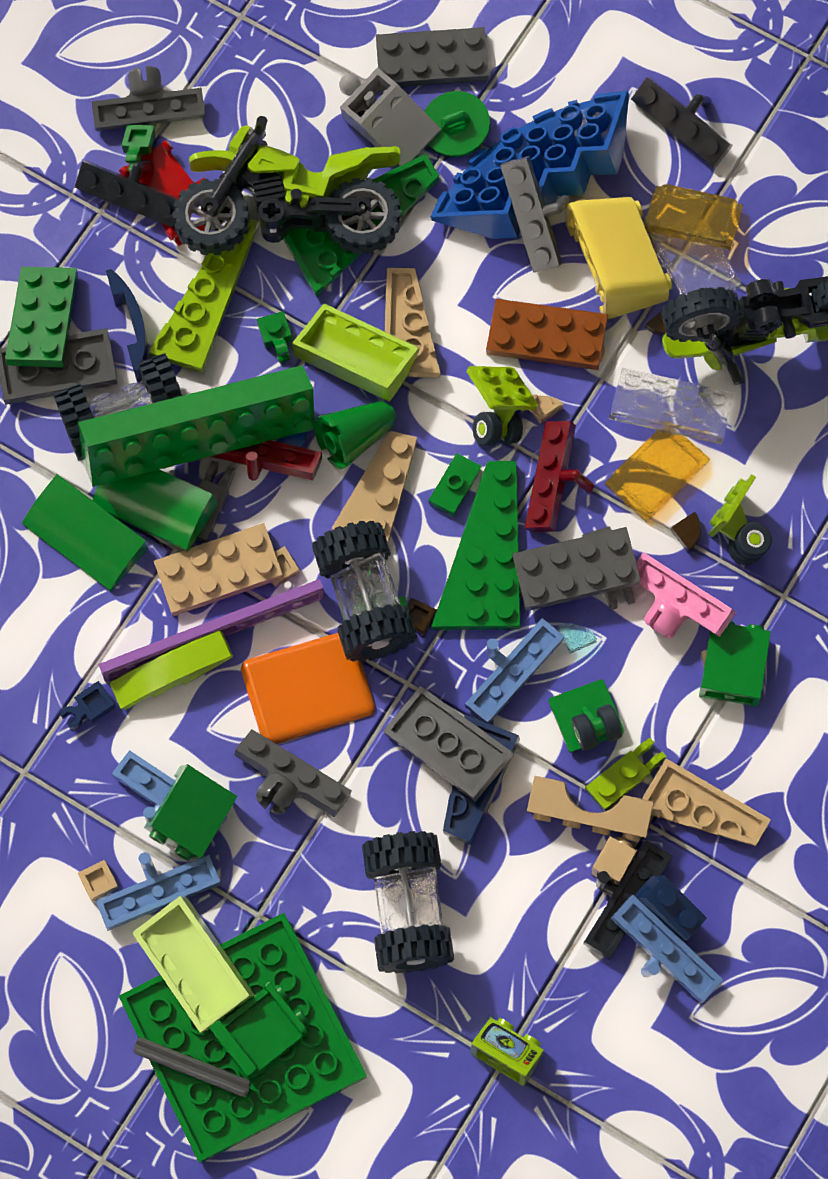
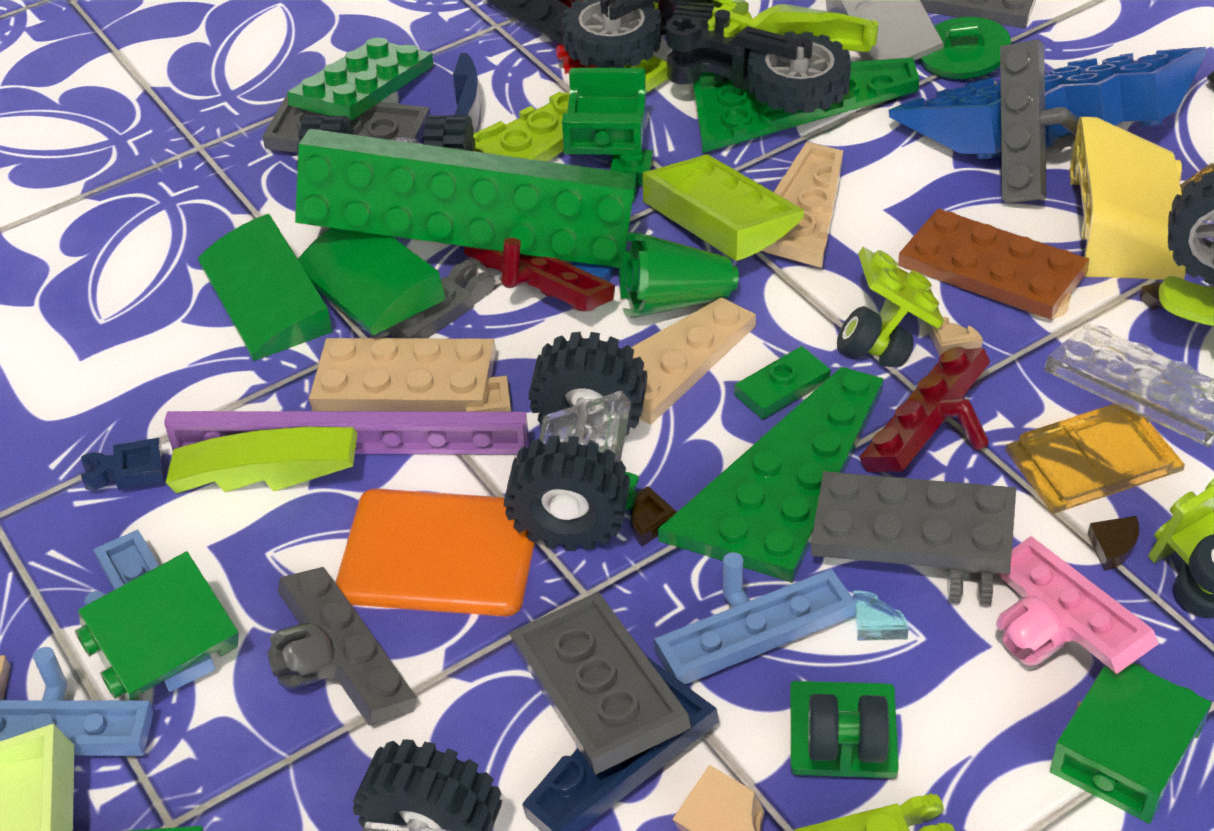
camera: 25 degrees right, 25 degrees down
(241, 296) = (605, 111): none -> green panel

